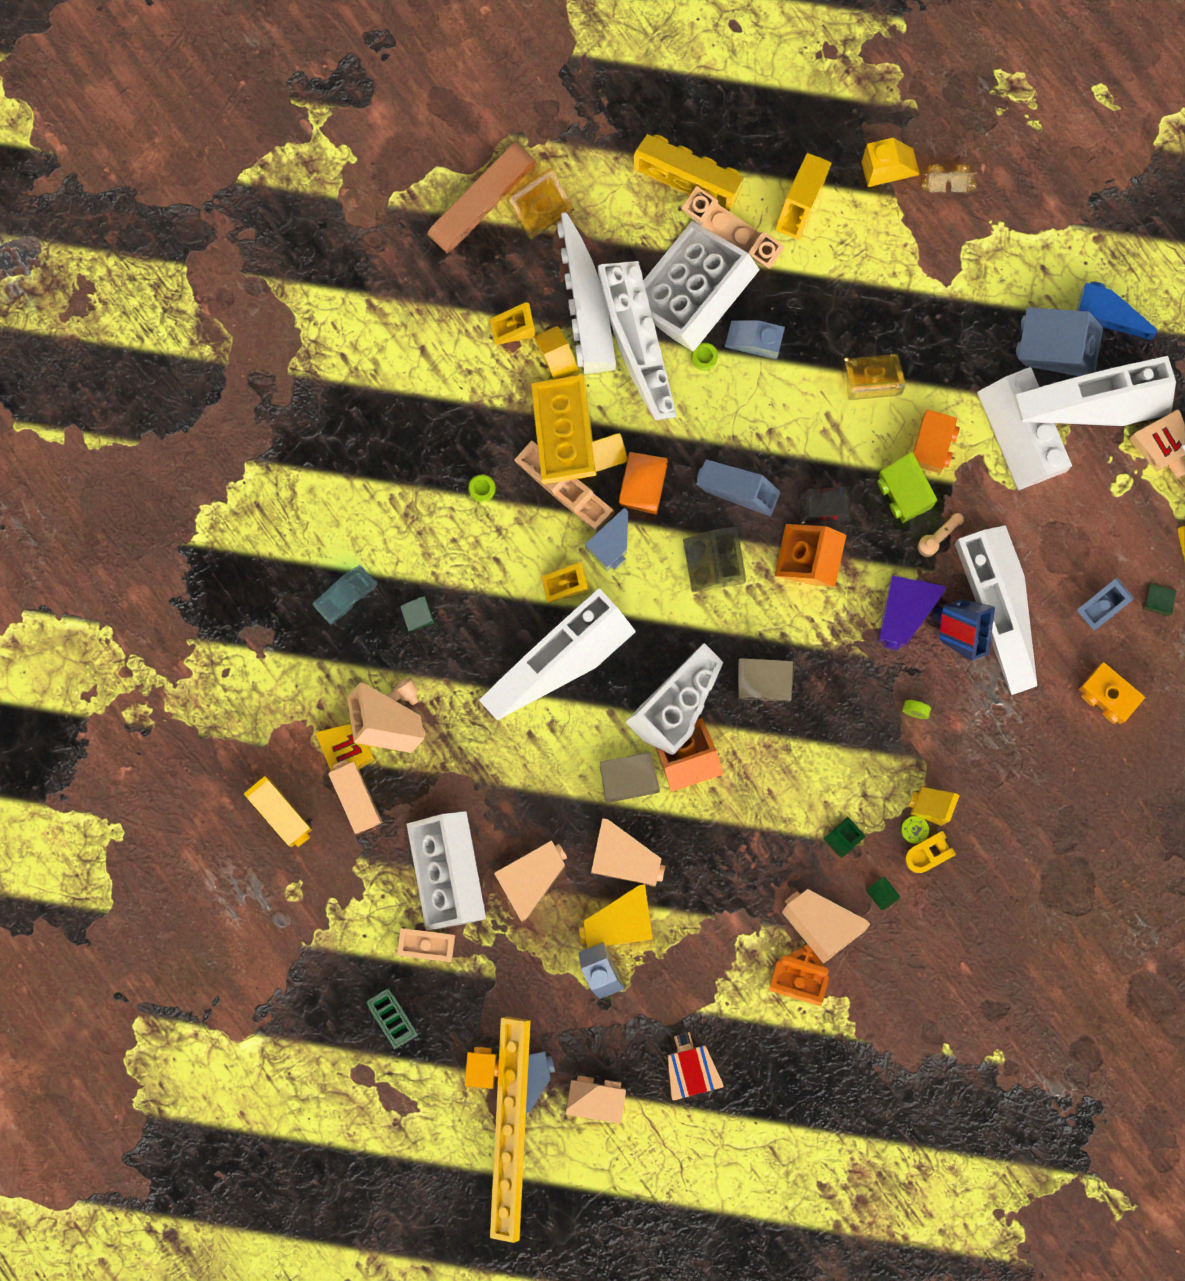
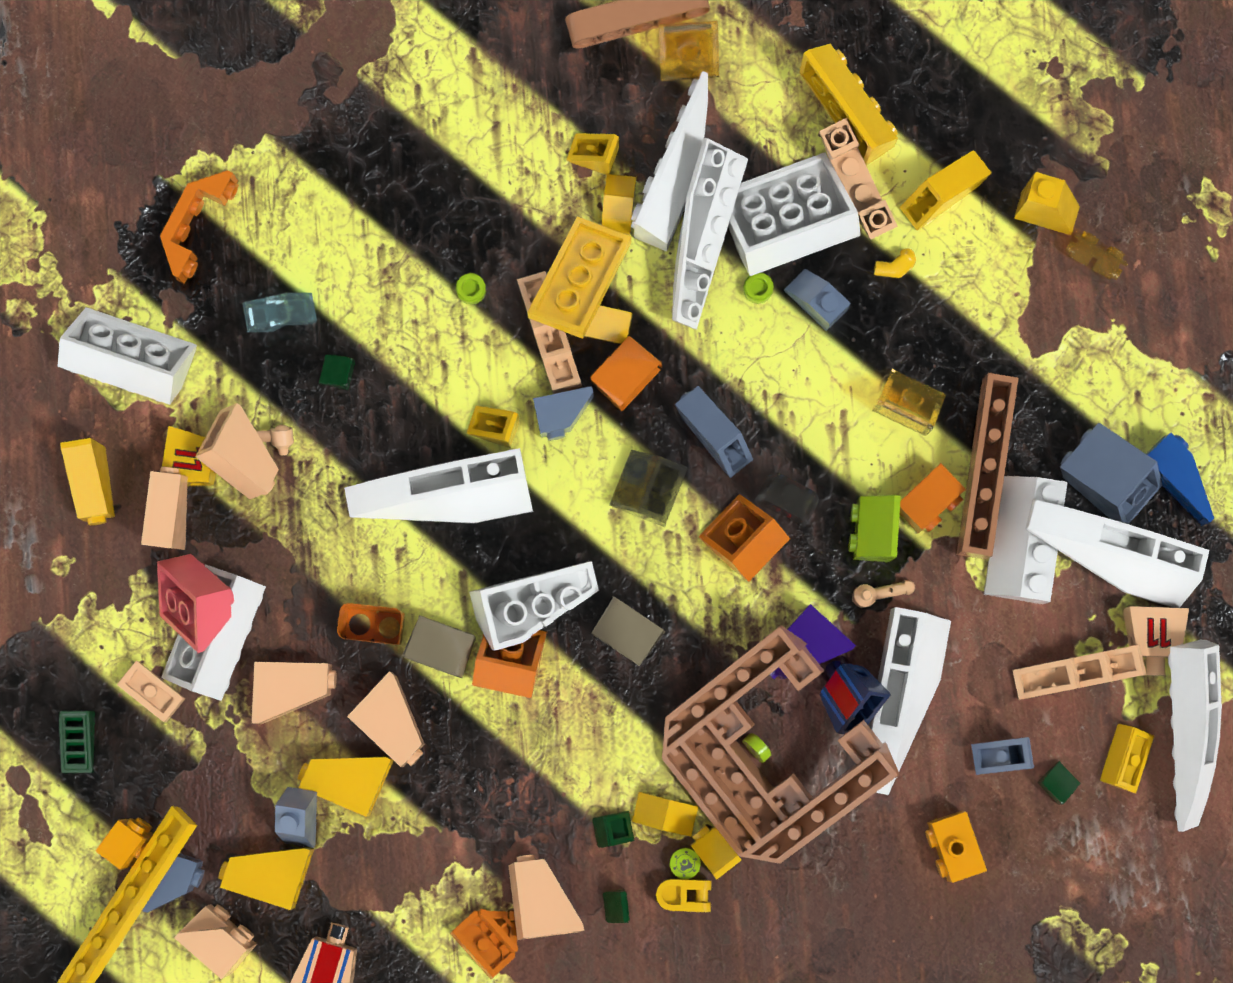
camera: 30 degrees right, 0 degrees up
(234, 528) = (216, 188): none -> orange slope
(245, 698) = (126, 355): none -> white slope
(419, 854) = (193, 600): none -> coral slope
(556, 783) = (348, 610): none -> orange piece
(603, 1030) = (268, 876): none -> yellow slope
(803, 276) = (897, 267): none -> yellow arm
(876, 802) = (665, 814): none -> yellow slope
(911, 750) = (729, 786): none -> nougat slope
(963, 391) = (987, 466): none -> nougat brick
(1125, 506) = (1079, 672): none -> light nougat slope

